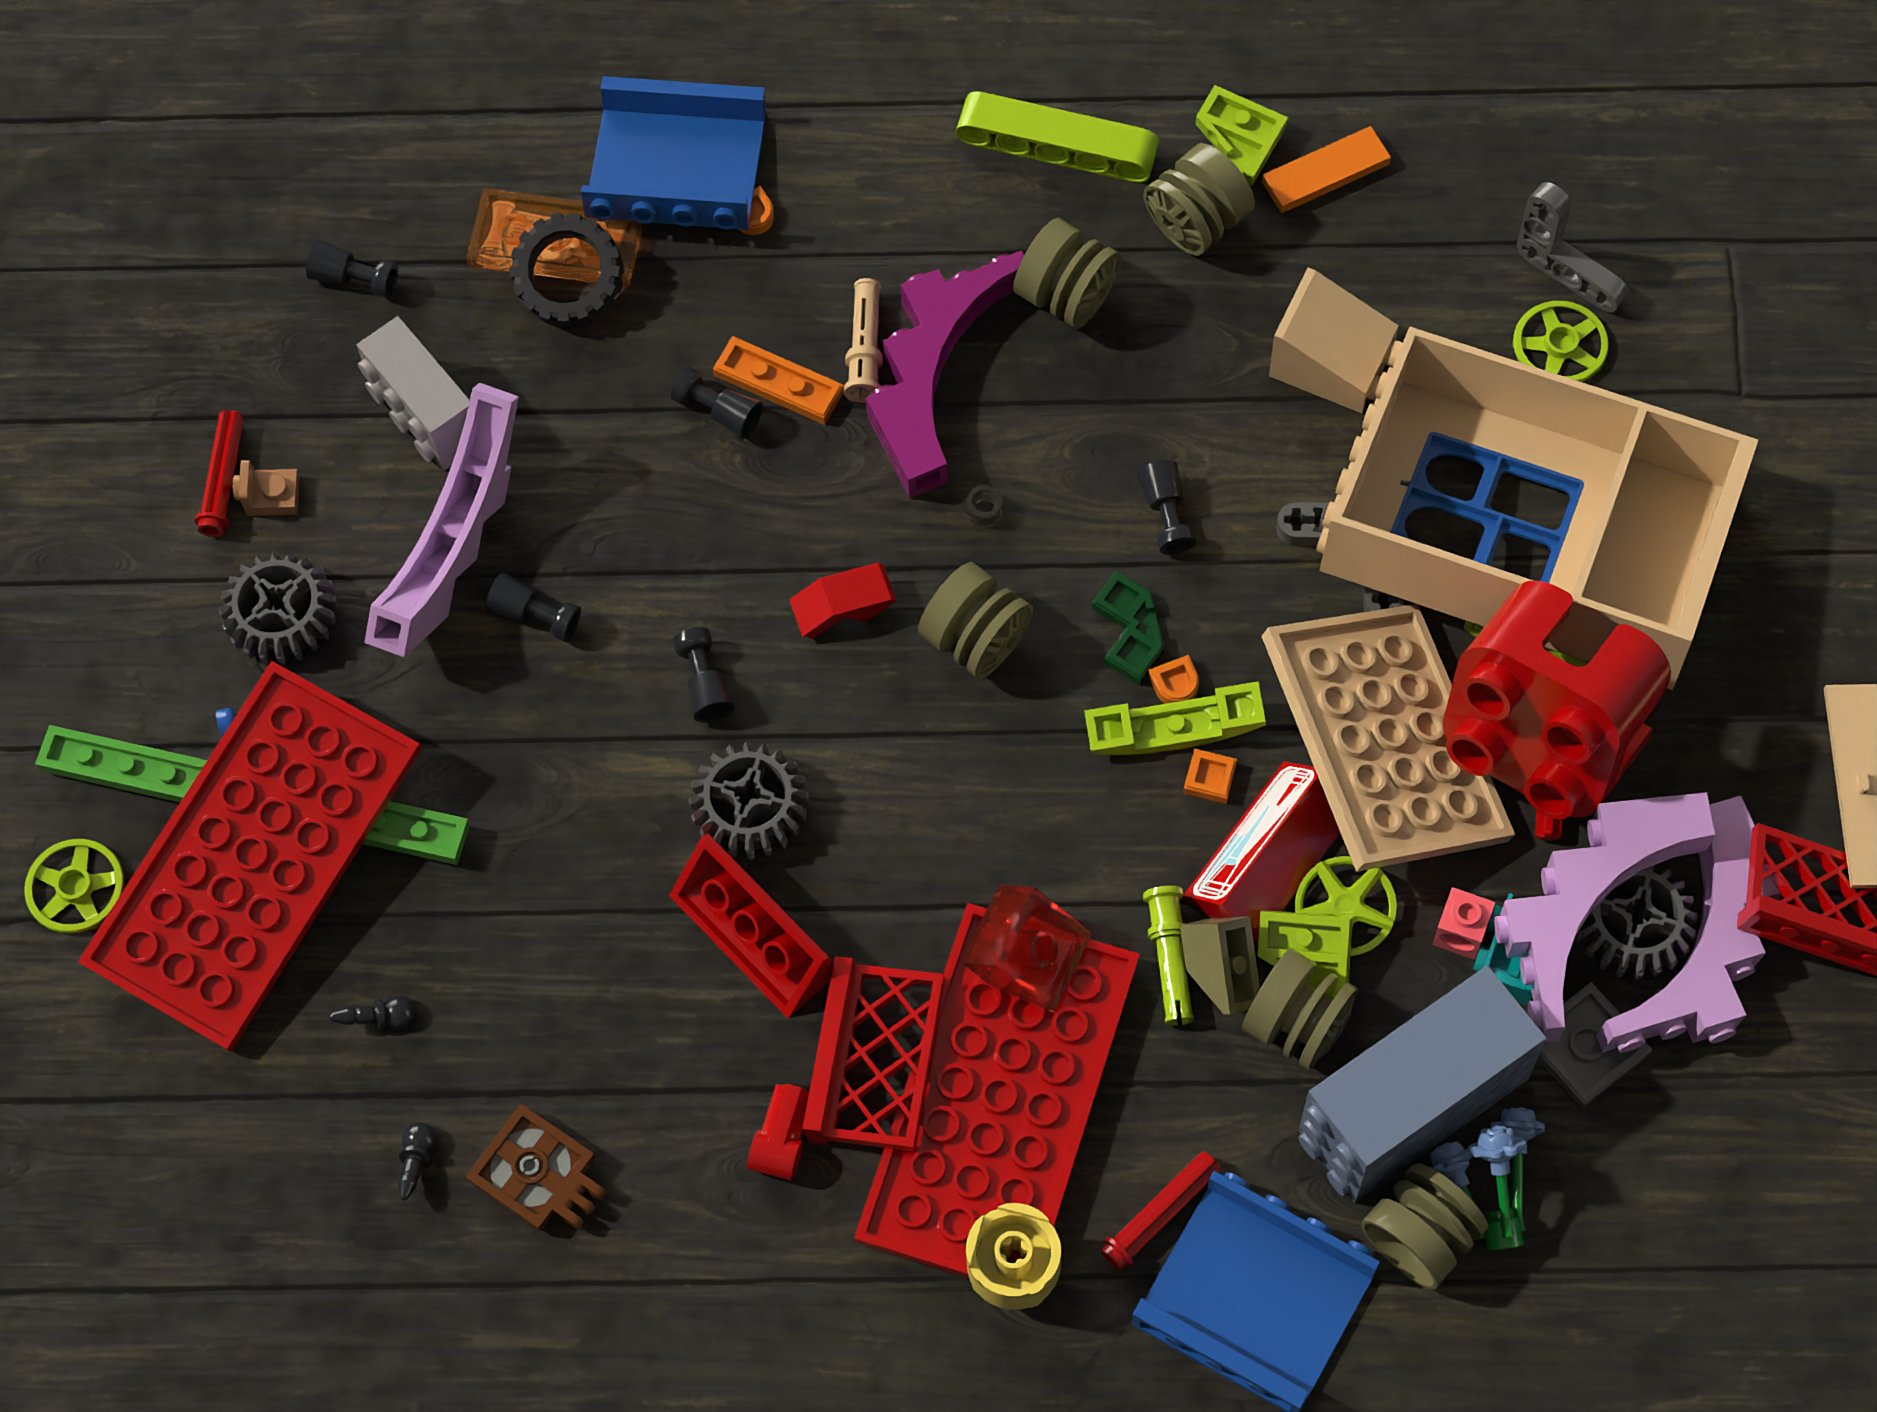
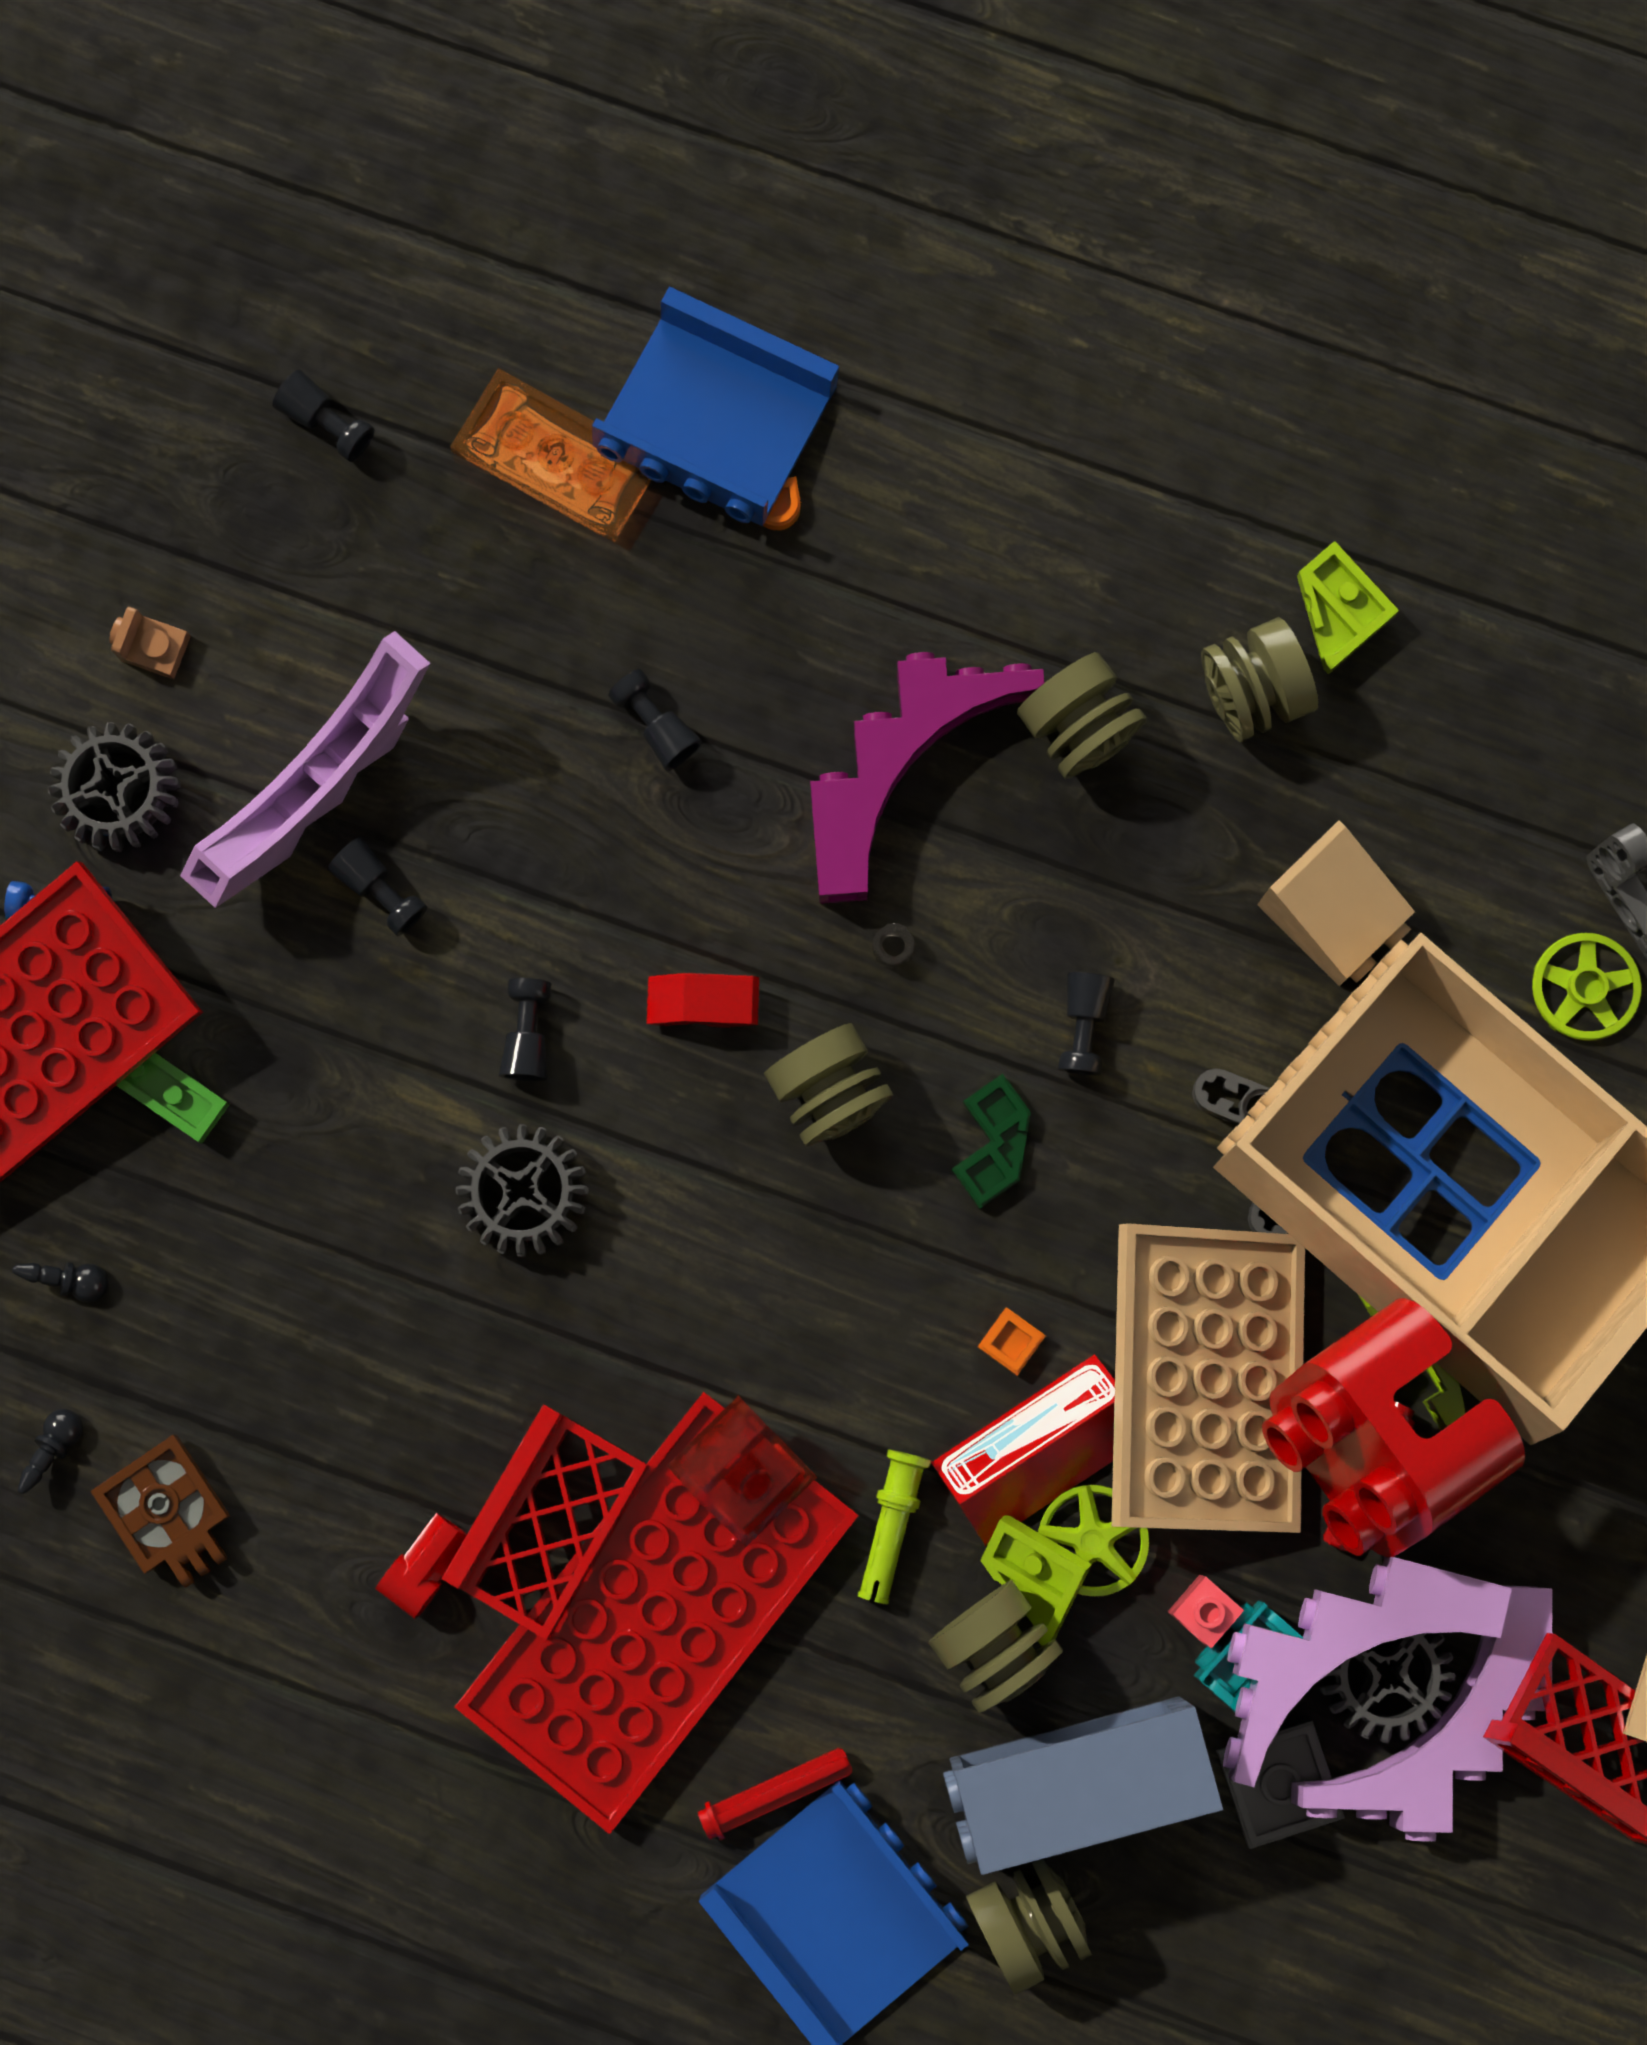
camera: 20 degrees right, 15 degrees up
(212, 518) = (107, 606): red axle -> none
(415, 389) = (334, 595): light grey brick -> none
(547, 232) = (502, 492): black tyre -> none
(751, 928) = (476, 1330): red slope -> none
(778, 380) = (731, 714): orange tile -> none
(864, 357) = (831, 724): tan pin -> none
(993, 1239) = (570, 1805): light yellow brick -> none
(1057, 137) = (1139, 538): lime beam -> none
(1175, 680) = (1017, 1222): orange tile -> none
(1175, 724) = (997, 1270): lime slope -> none
(1222, 961) = (939, 1560): olive slope -> none
(1326, 169) = (1417, 684): orange tile -> none
(1496, 1145) = (1130, 1887): medium blue plant -> none

